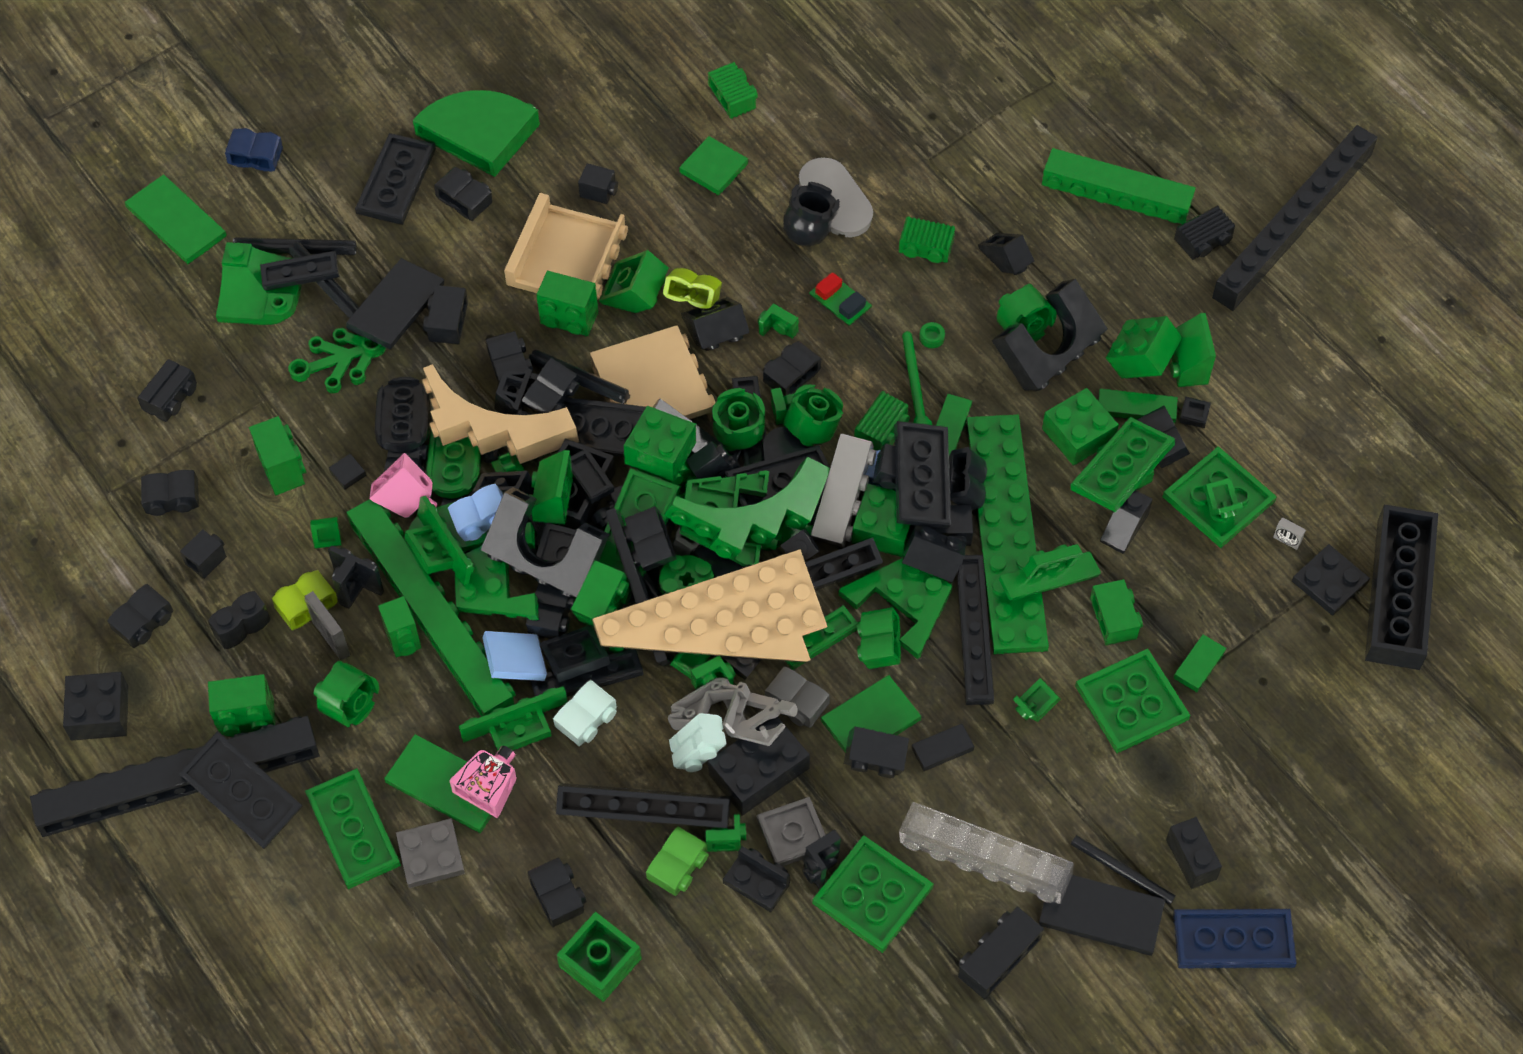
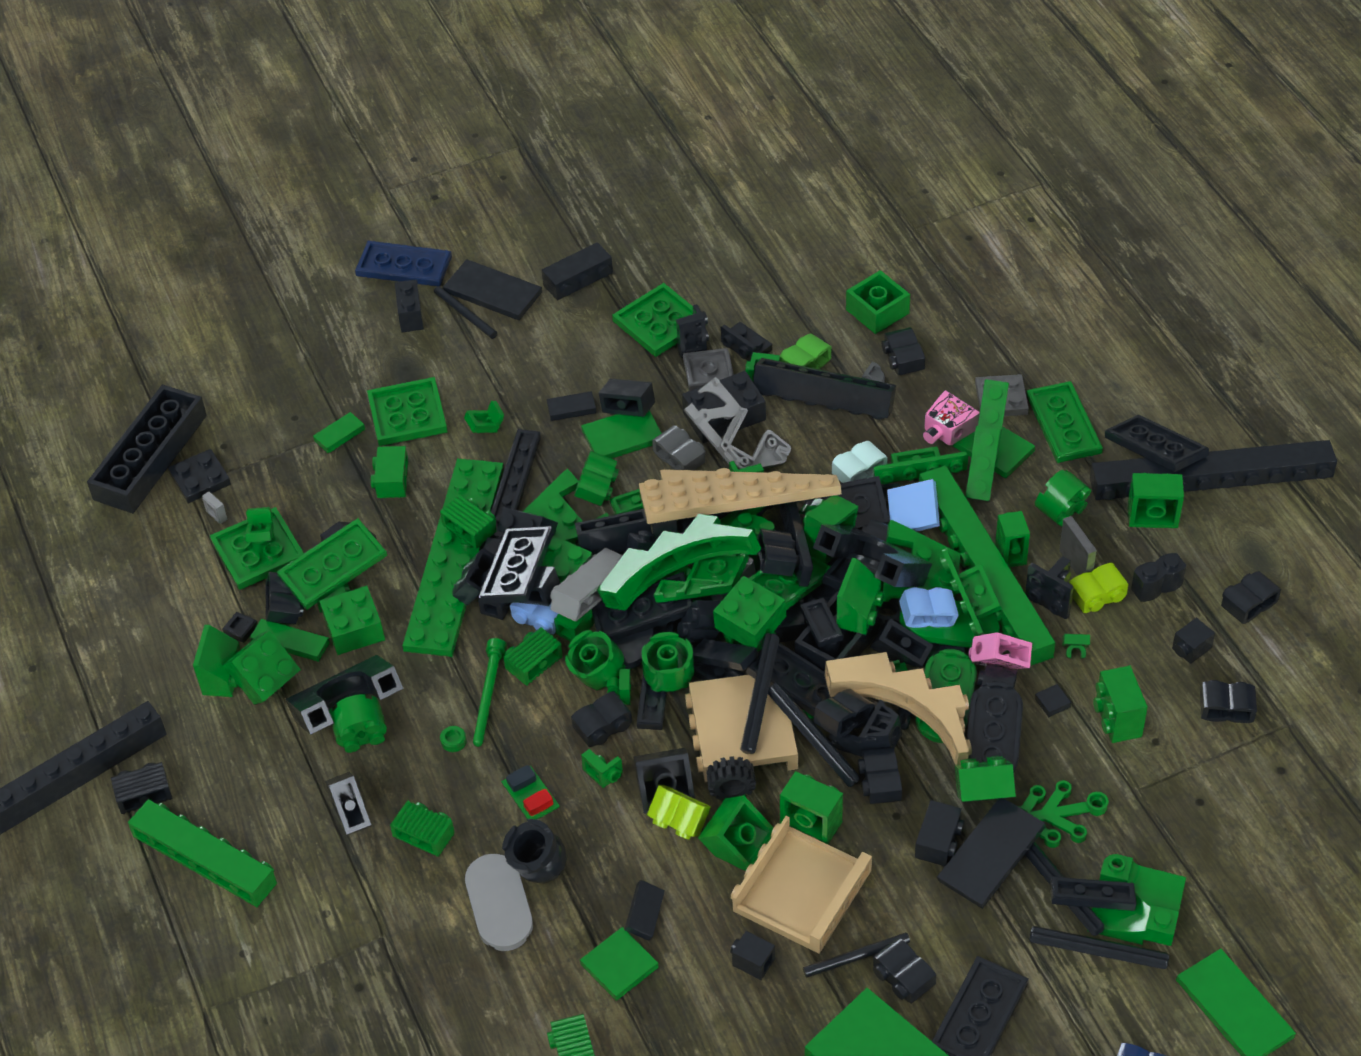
camera: 165 degrees left, 10 degrees down
(95, 706) = (1286, 529): black brick -> none
(167, 390) = (1234, 802): black brick -> none
(405, 350) = (984, 779): none -> green brick
(437, 745) = (987, 440): none -> green bracket
(507, 207) = (851, 956): none -> black bar
(588, 858) = (874, 373): none -> dark grey tile
(635, 382) = (759, 693): none -> black axle
(648, 318) = (731, 778): none -> black tyre
(697, 742) = (770, 414): light aqua brick -> none
(702, 206) = (644, 910): none -> black tile
(954, 416) = (471, 646): green tile -> none
(986, 853) = (565, 325): clear brick -> none
(998, 545) = (468, 521): none -> green brick
(1050, 571) = (431, 498): green bracket -> none

